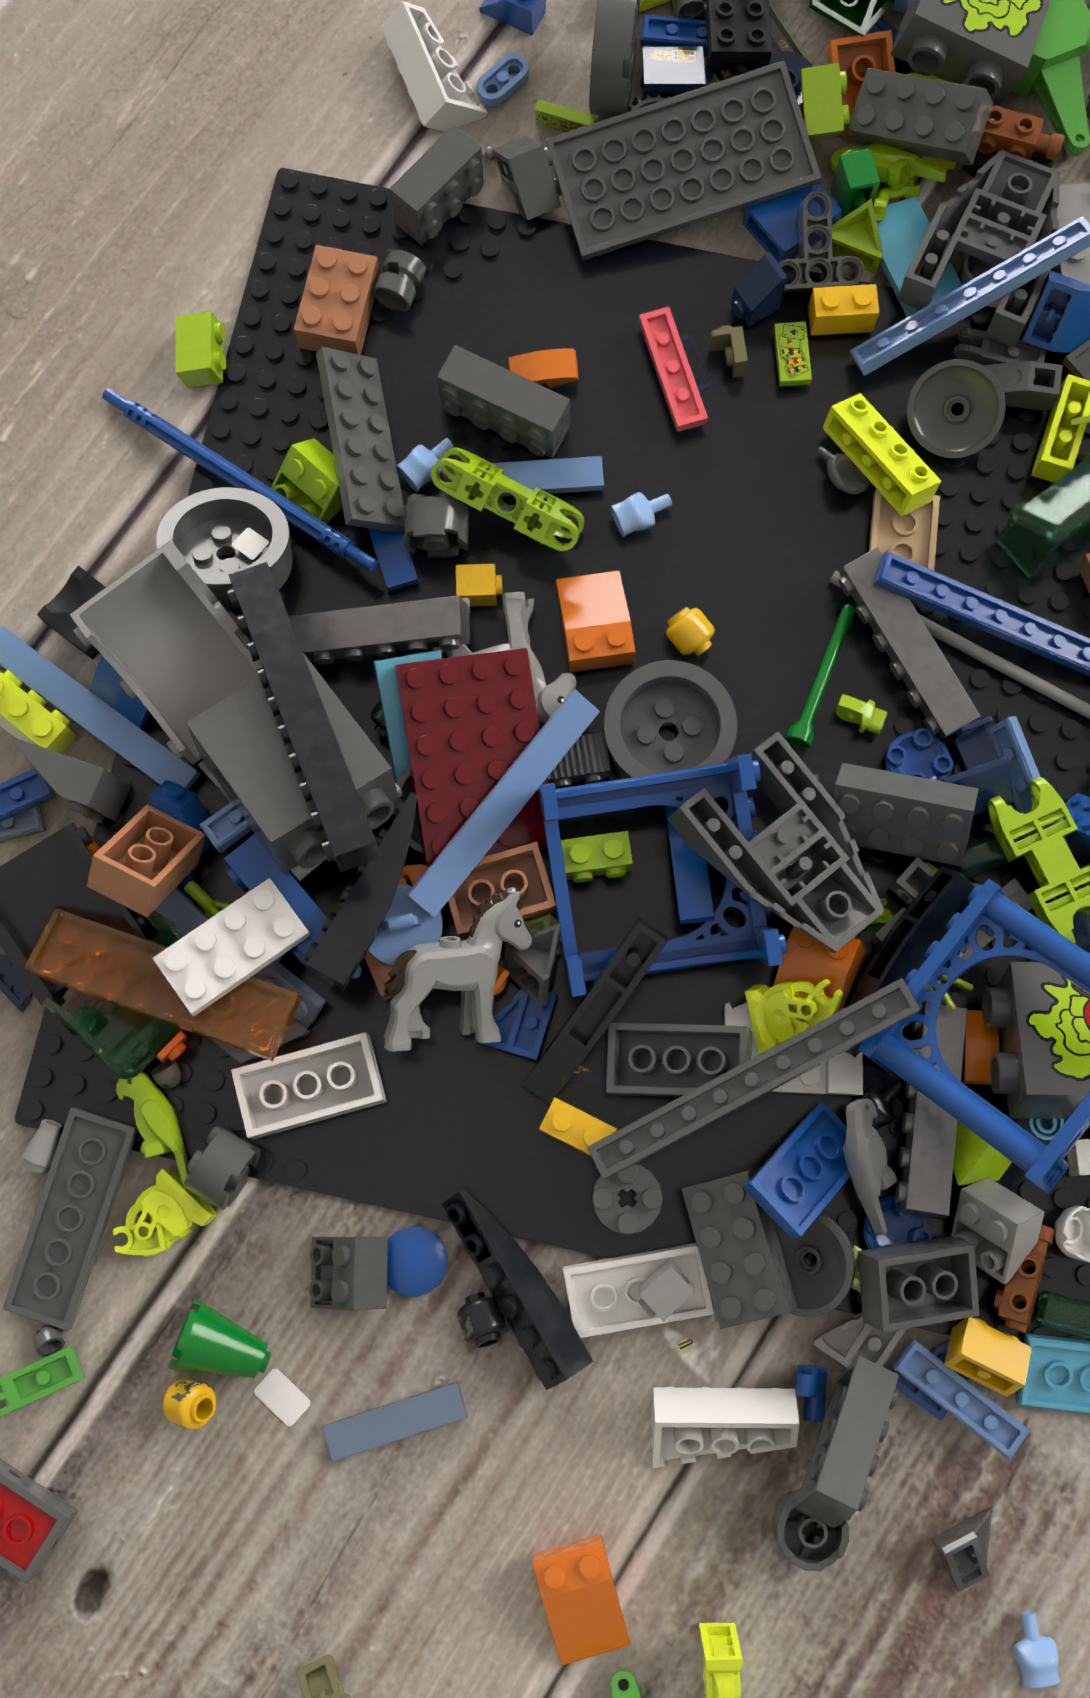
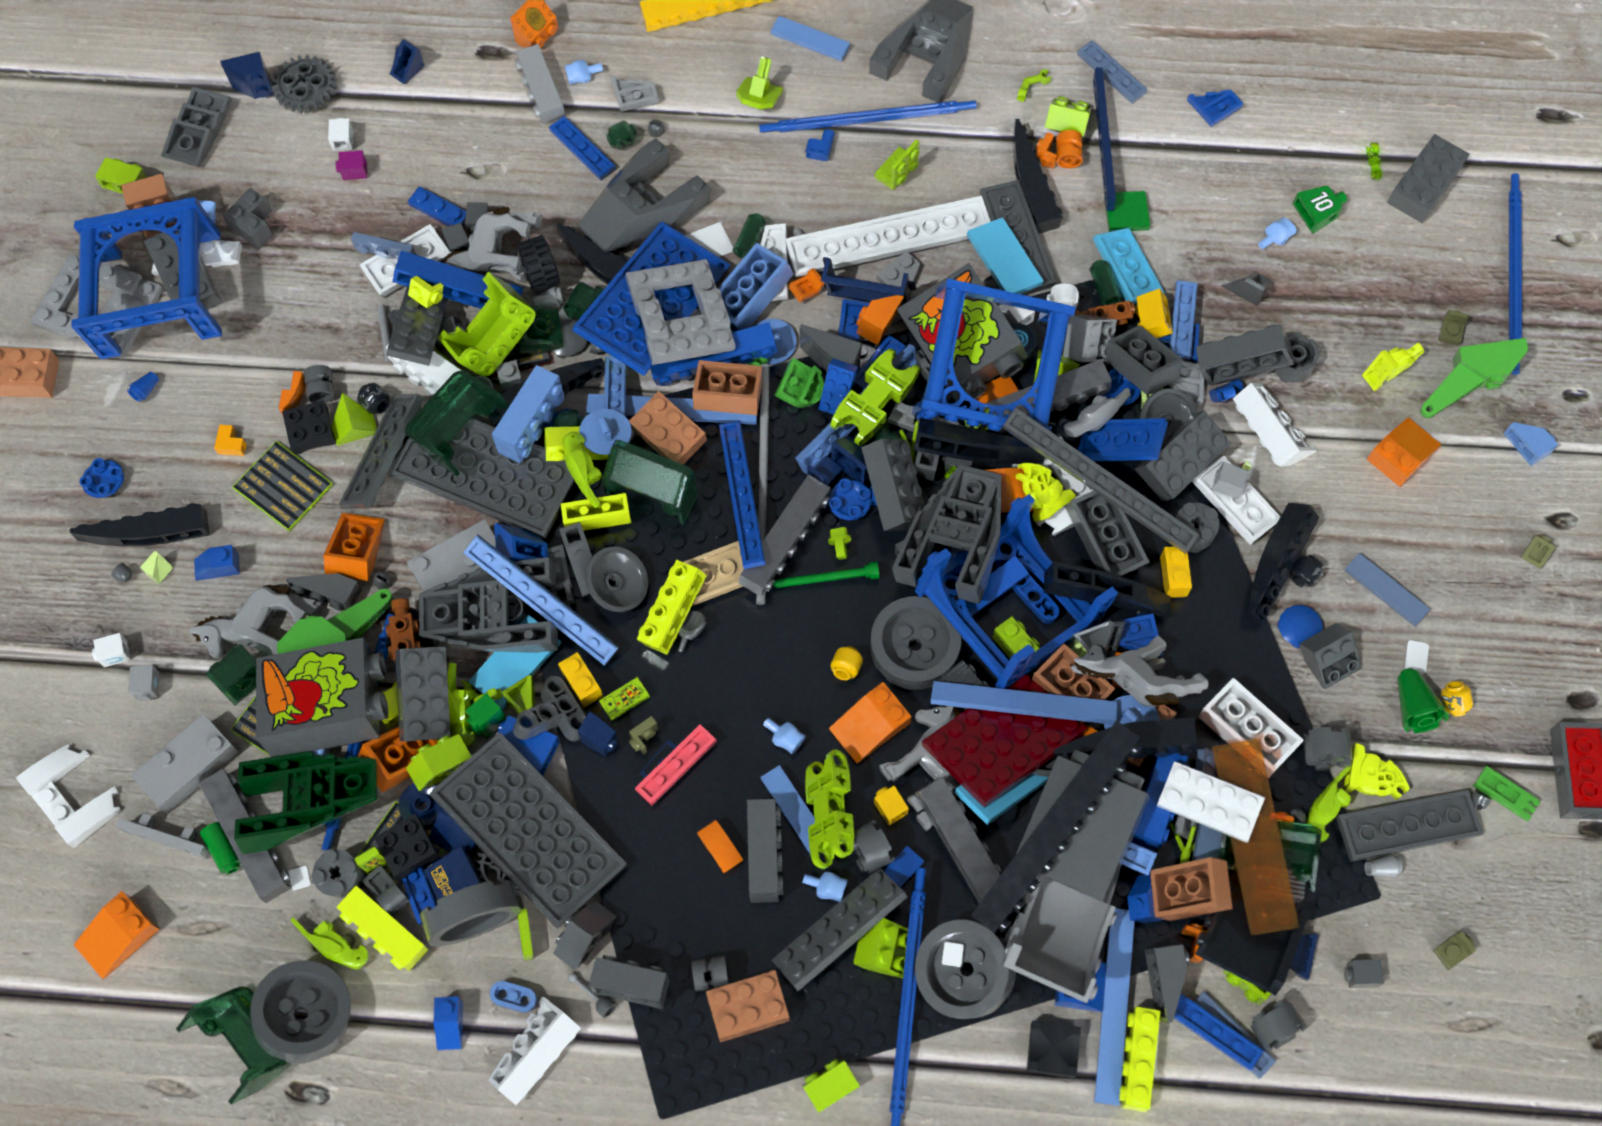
camera: 120 degrees left, 10 degrees down
(665, 913) = (1032, 586): none -> blue beam

